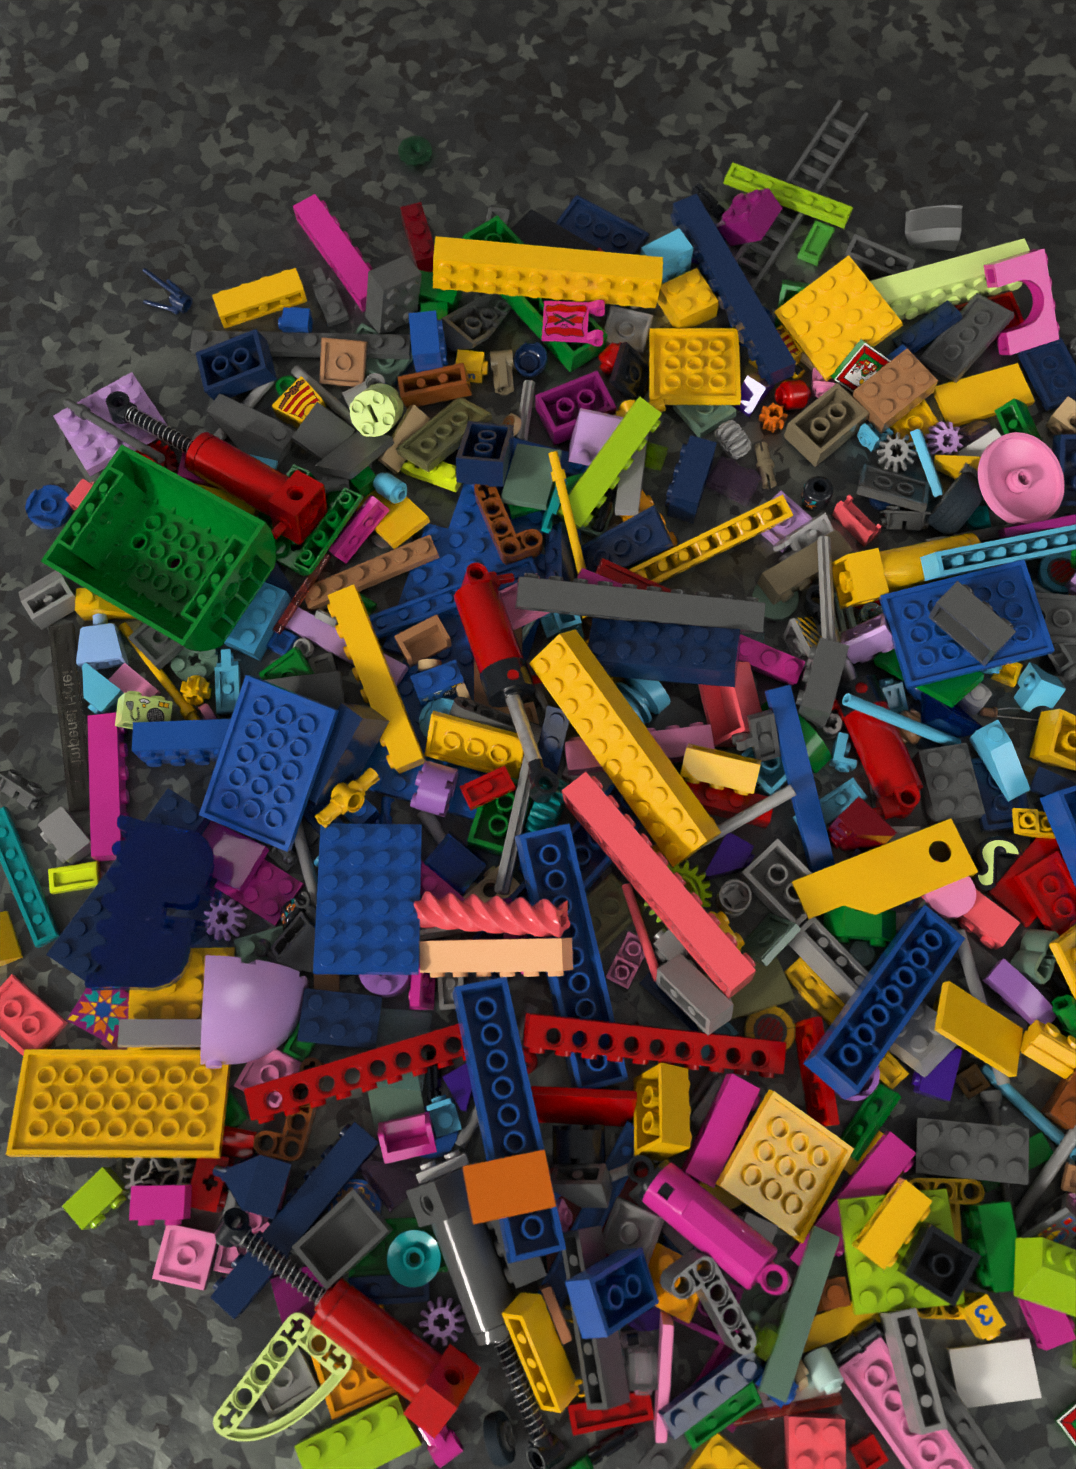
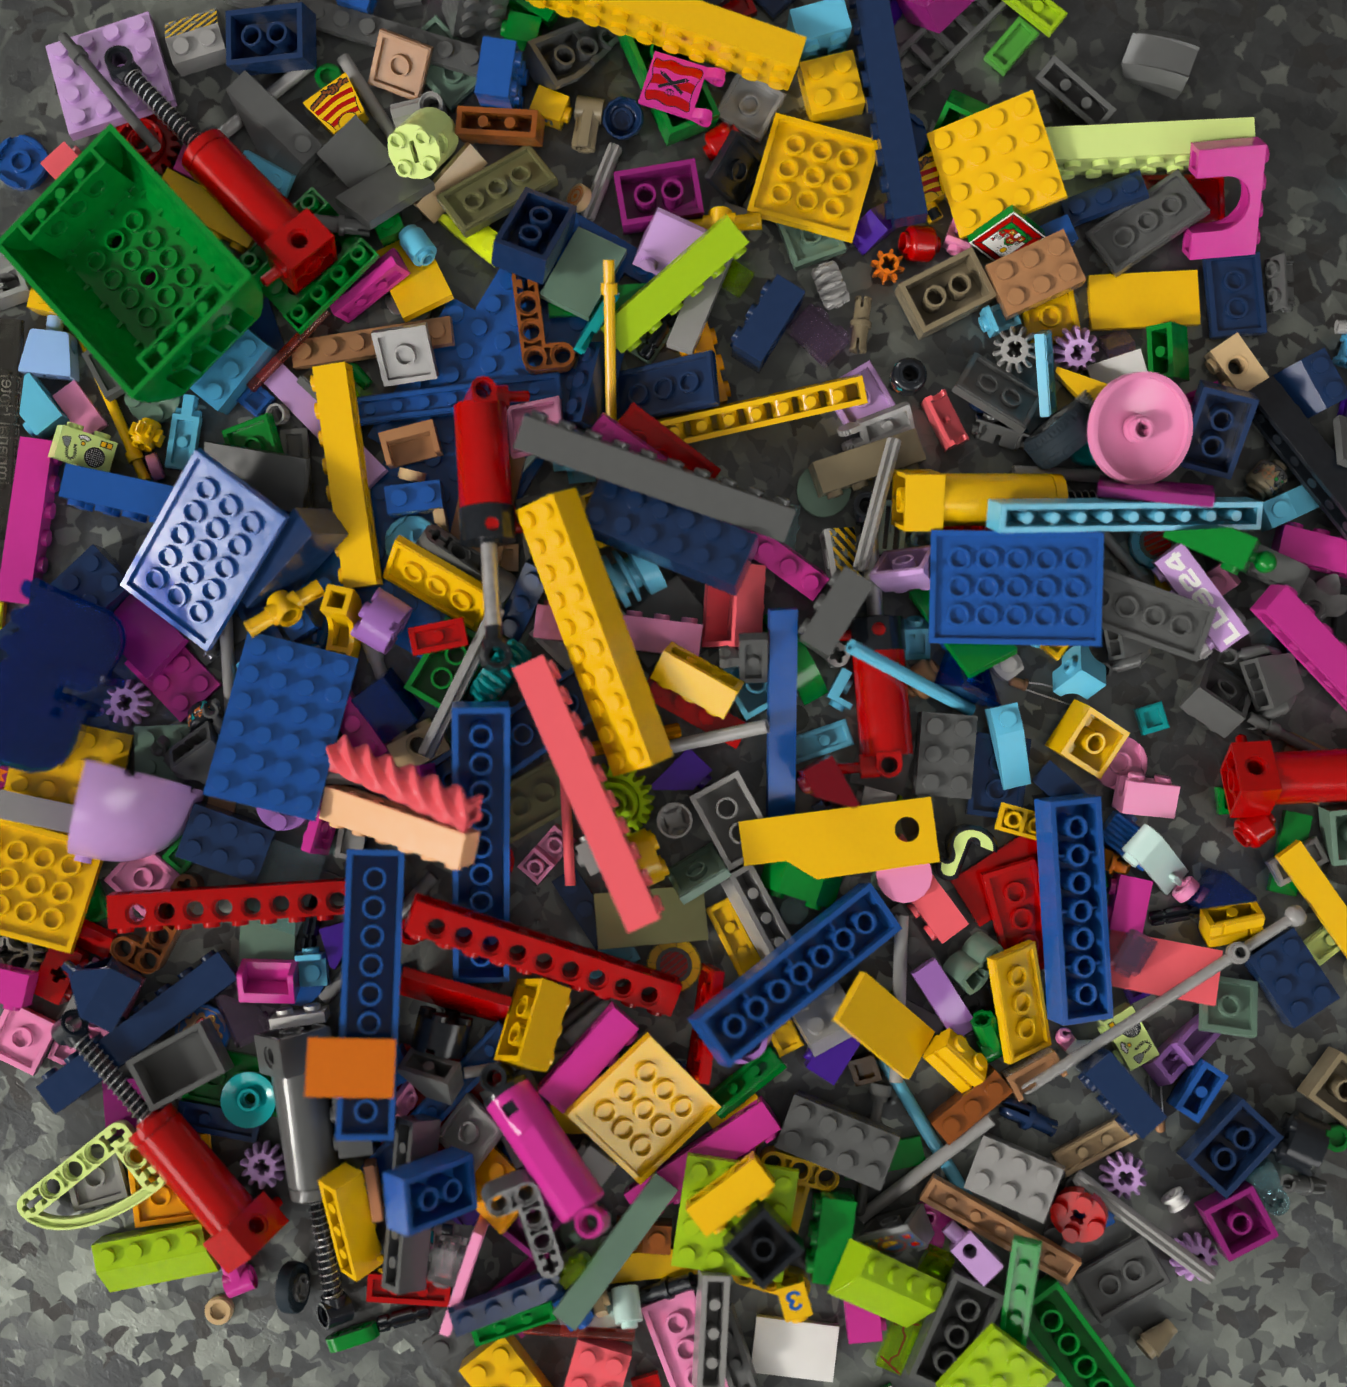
camera: 10 degrees right, 15 degrees up
(177, 386) = (196, 42): none -> light grey slope
(398, 791) = (341, 609): none -> yellow arch
(401, 571) = (405, 354): none -> light grey plate
(694, 993) = (599, 914): light grey brick -> none
(971, 623) = (1016, 596): dark grey piece -> none

